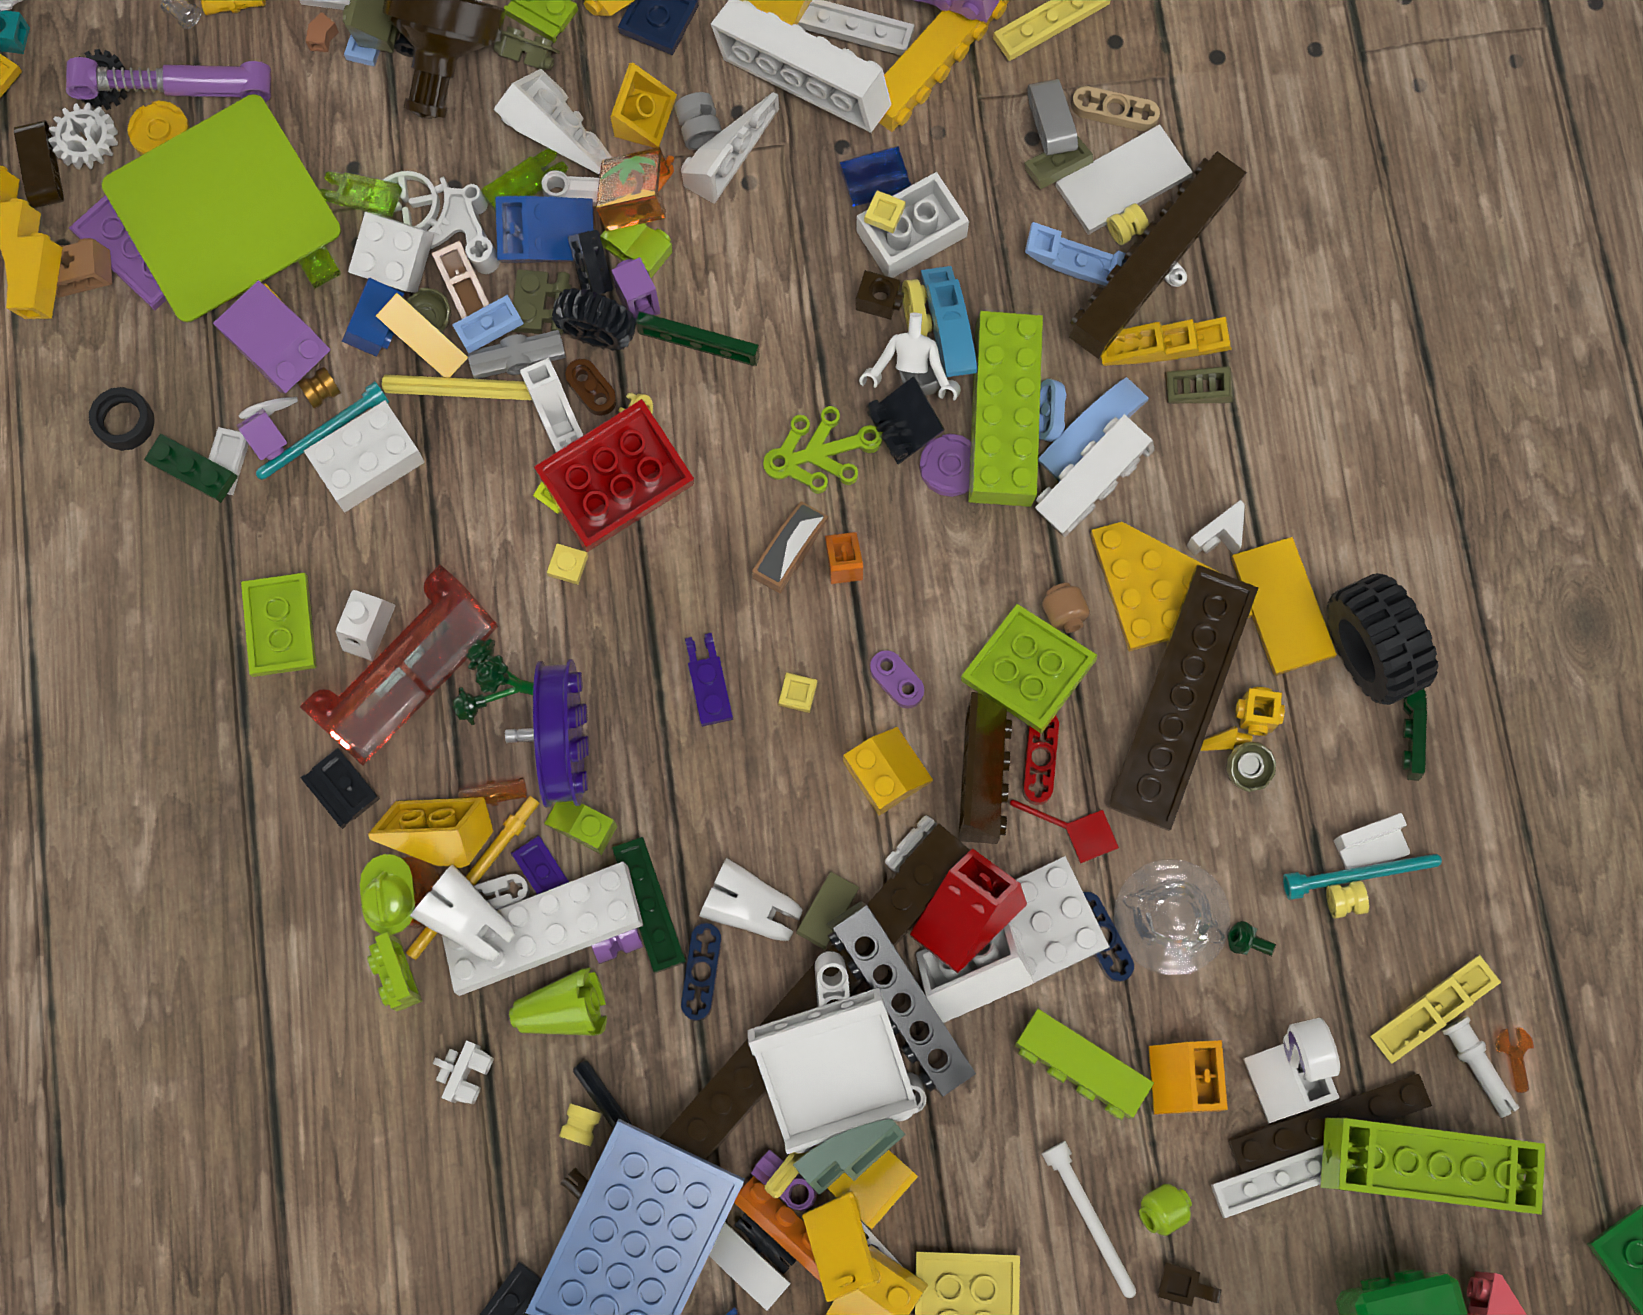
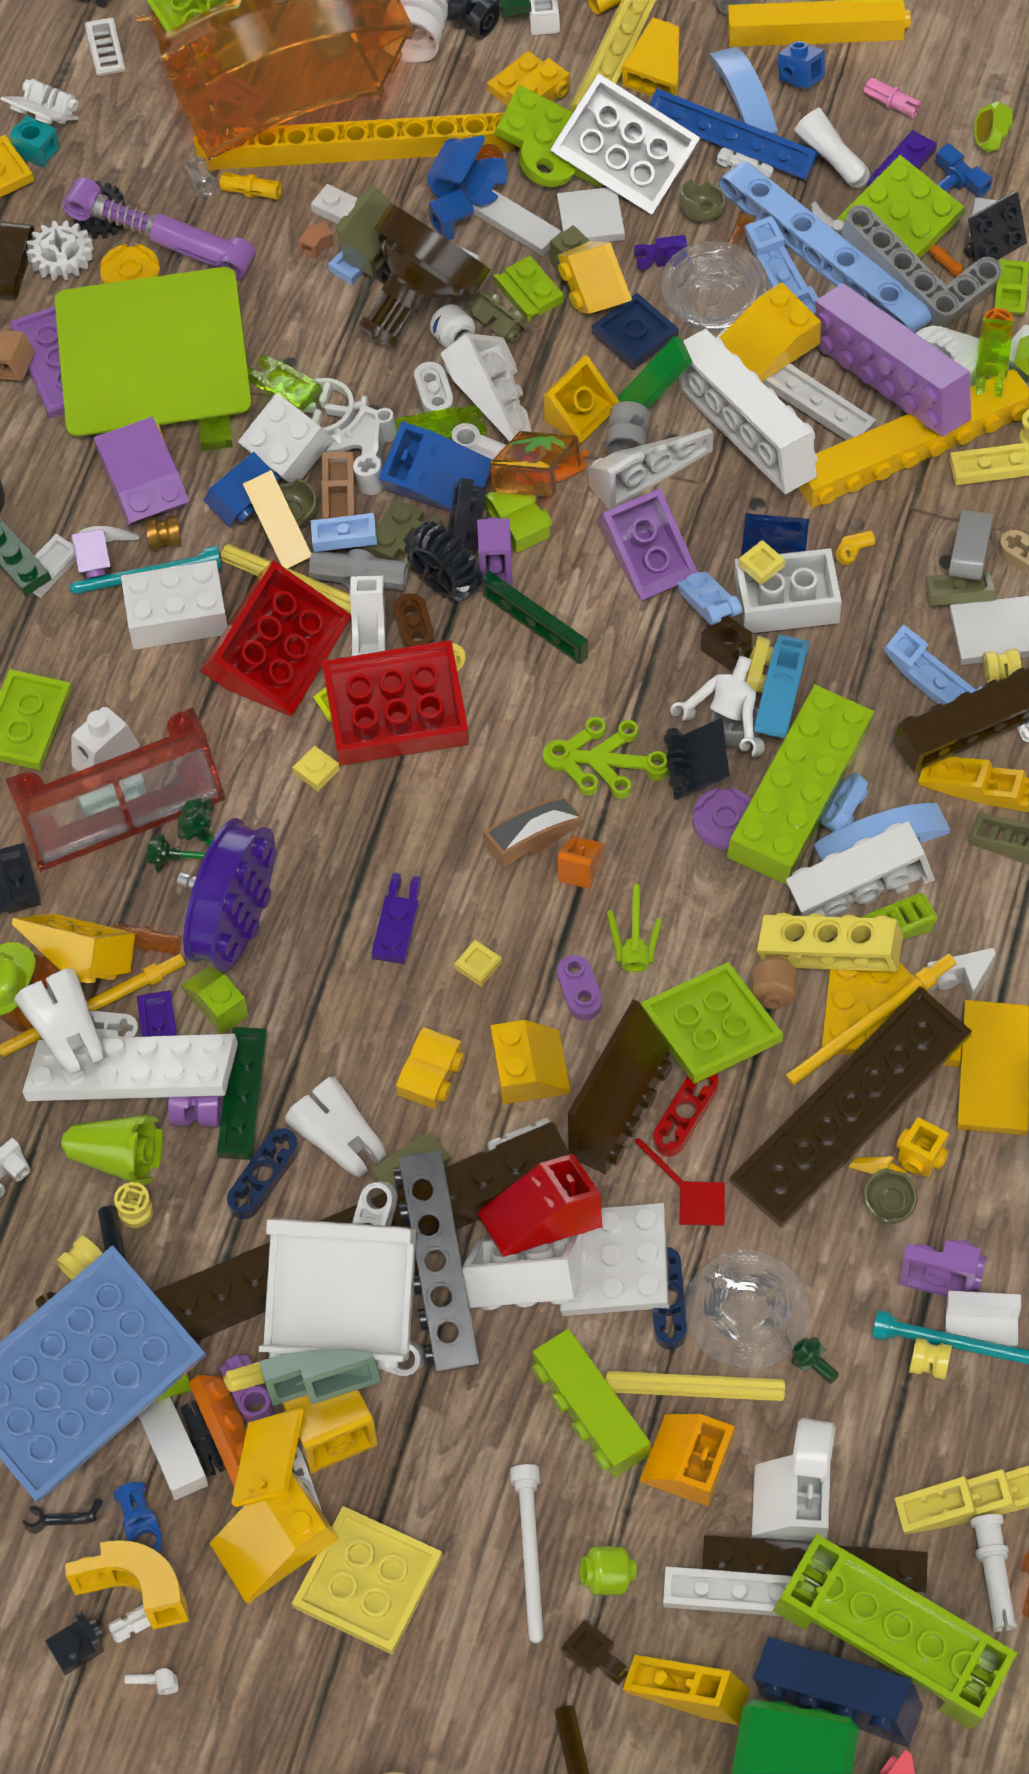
camera: 25 degrees right, 15 degrees down
(473, 454) = (276, 640): none -> red slope
(490, 76) = (450, 324): none -> white head
(503, 147) = (436, 391): none -> white plate
(606, 1057) = (135, 1213): none -> light yellow wheel
(704, 58) = (658, 374): none -> green tile
(766, 227) = (647, 544): none -> medium lavender slope
(804, 812) = (430, 1068): none -> yellow brick
(847, 260) = (708, 597): none -> light blue plate
(931, 629) = (634, 955): none -> lime plant
(944, 156) = (852, 544): none -> yellow arm
(1150, 548) = (843, 953): none -> light yellow brick
(1159, 491) = (916, 910): none -> lime slope
(1161, 1007) = (696, 1385): none -> light yellow axle
(1196, 556) = (925, 978): none -> yellow bar
(1276, 1284) = (688, 1688): none -> yellow slope
(1336, 814) = (935, 1272): none -> medium lavender plate
(1402, 1232) = (815, 1680): none -> dark blue wedge

